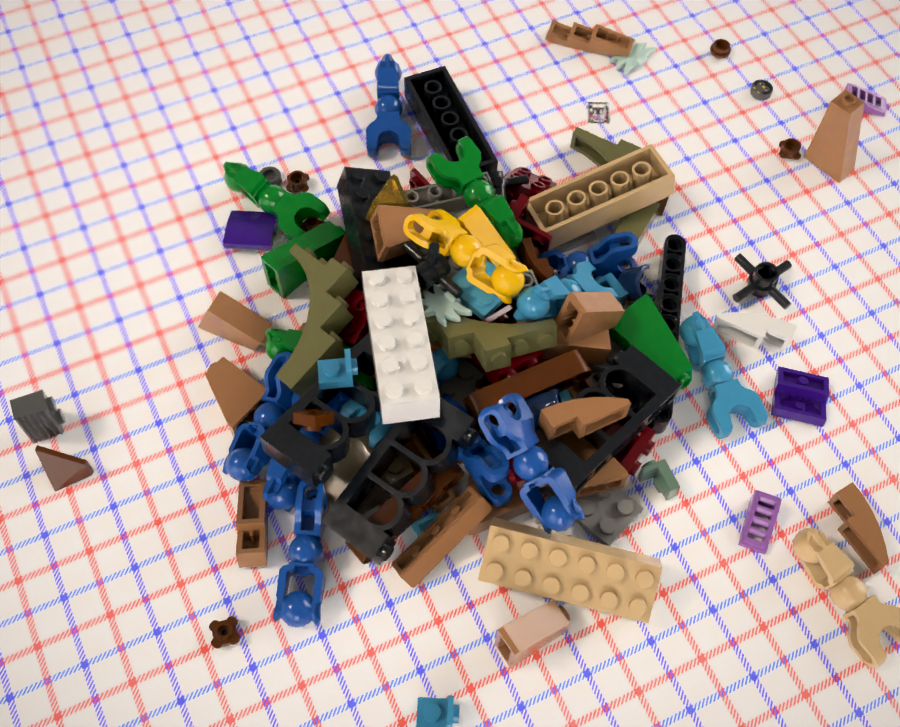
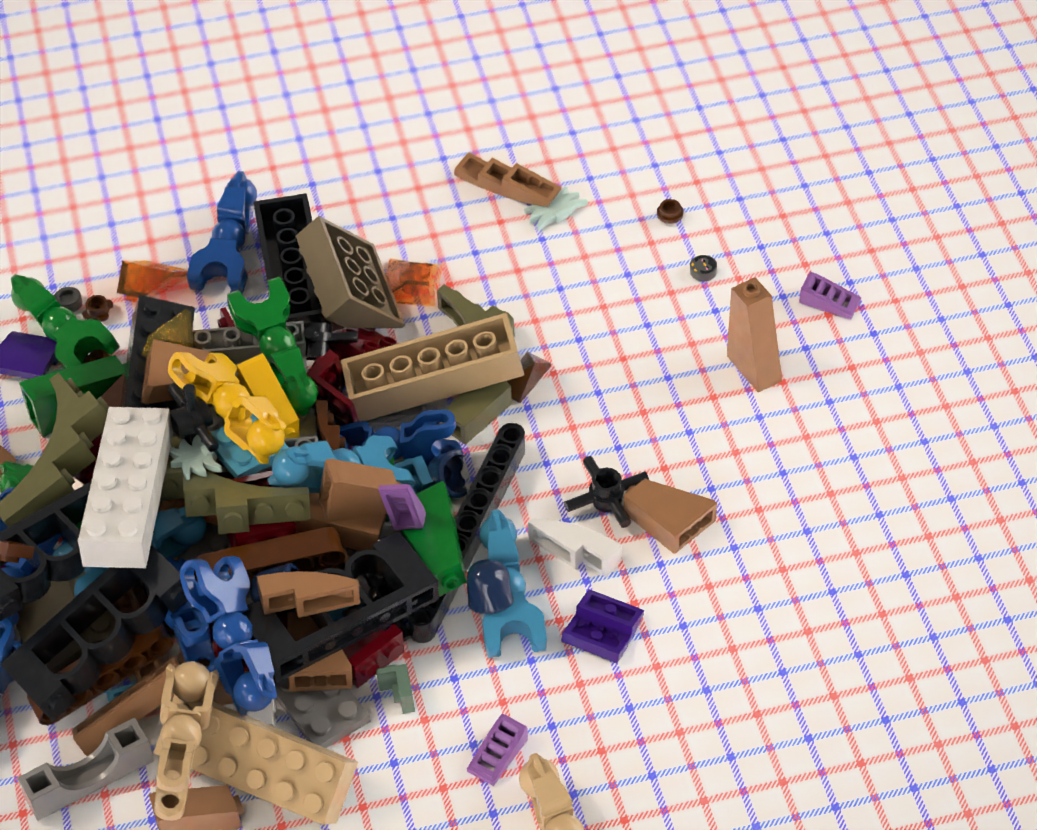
camera: 15 degrees right, 10 degrees down
(333, 152) = (147, 278): none -> clear orange slope
(337, 372) = (52, 508): dark azure bracket -> none
(405, 621) = (55, 787): none -> light grey arch
(502, 130) = (348, 277): none -> dark tan slope
(517, 571) = (181, 732): none -> tan piece
(544, 128) = (414, 281): none -> clear orange slope
(598, 112) = (486, 271): clear tile -> none
(631, 323) = (402, 506): none -> medium lavender slope
(711, 381) = (488, 587): none -> dark blue hair
(790, 149) = (708, 343): reddish brown plate -> none
(816, 291) = (669, 513): none -> medium nougat slope
(860, 527) = (608, 768): medium nougat slope -> none

